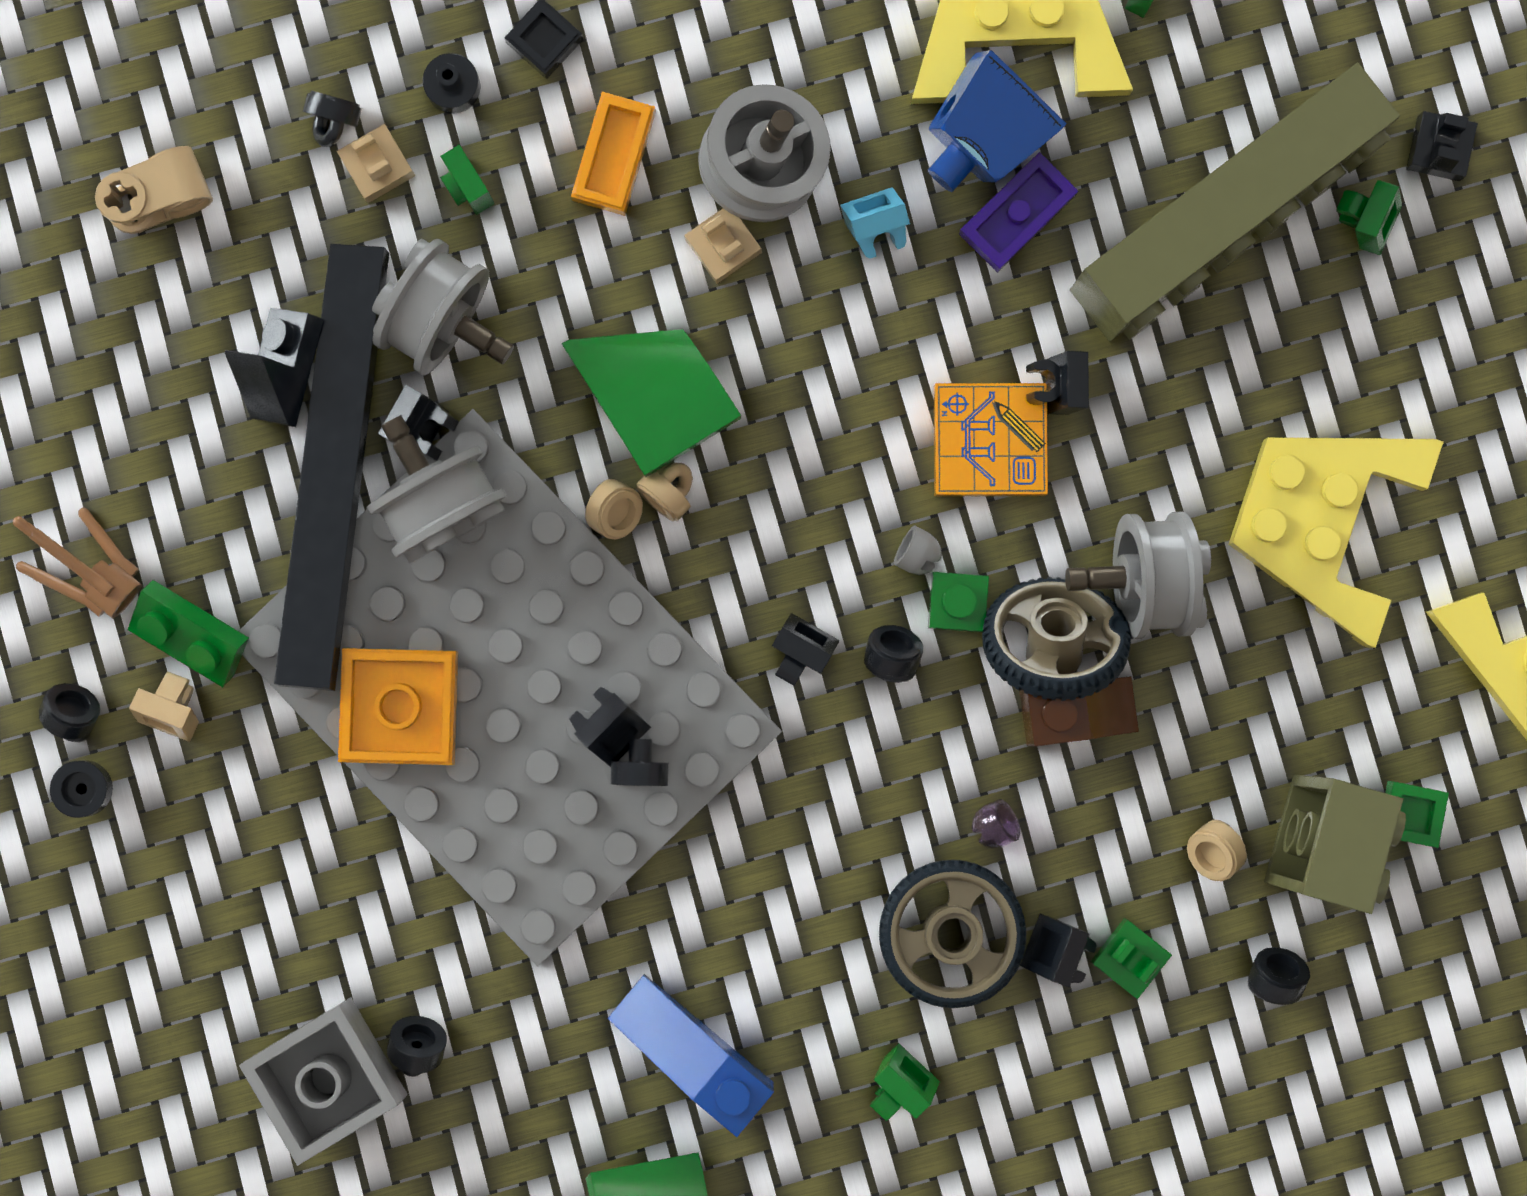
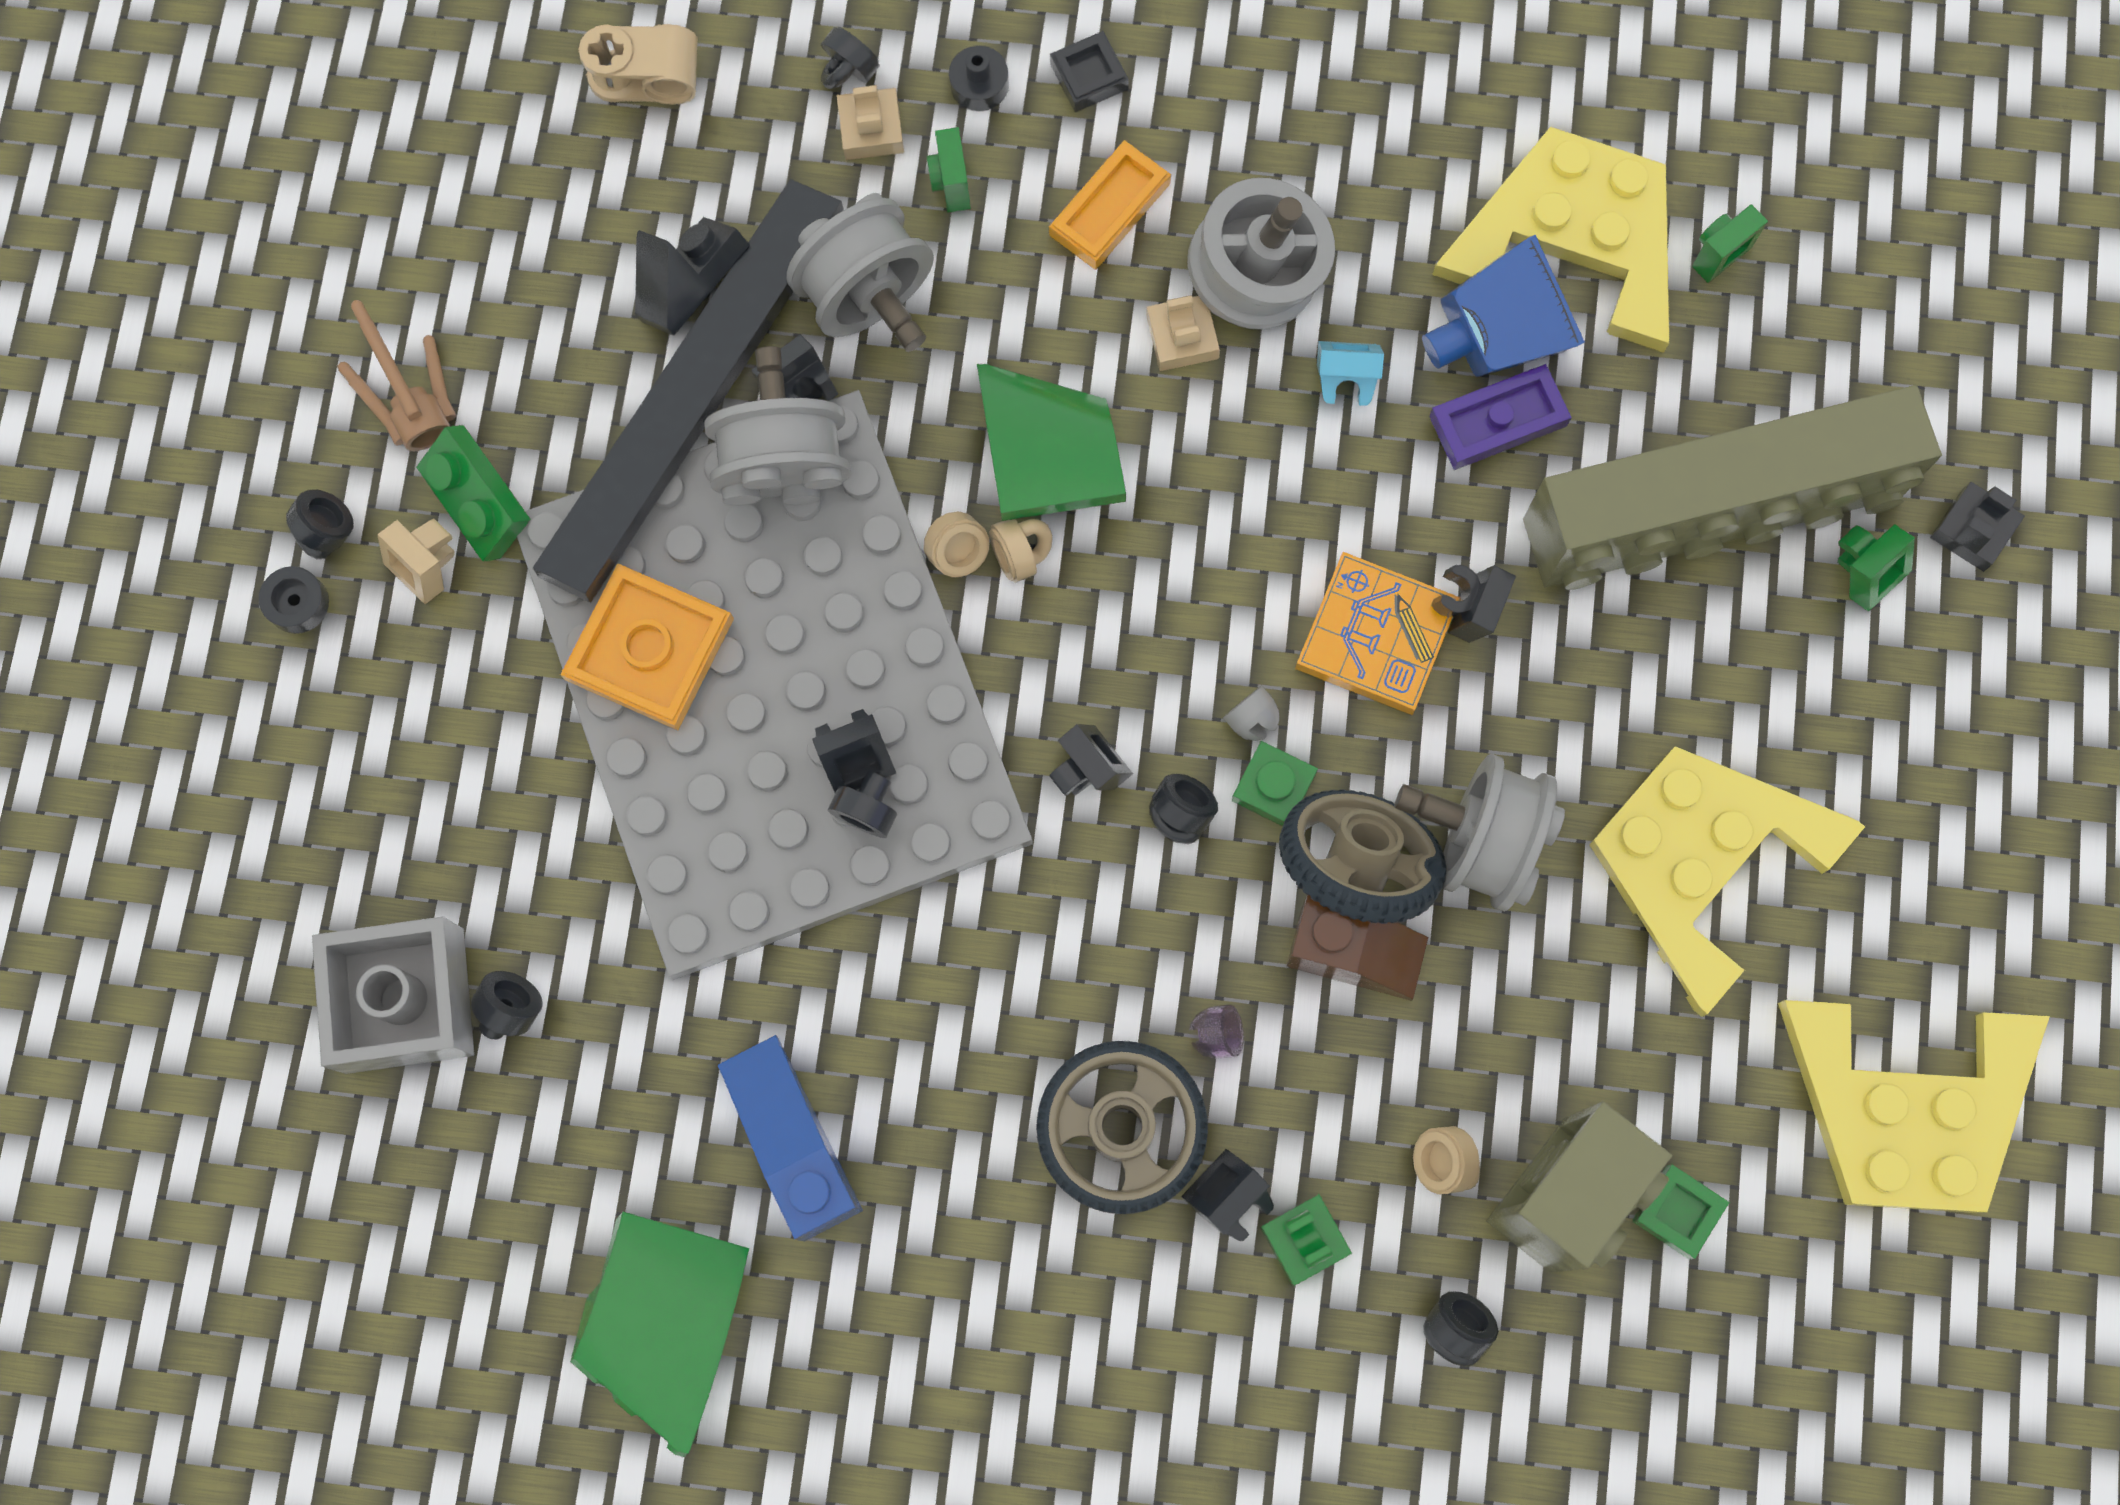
camera: 30 degrees right, 10 degrees down
(903, 1084) = (1000, 1267): green tile -> none

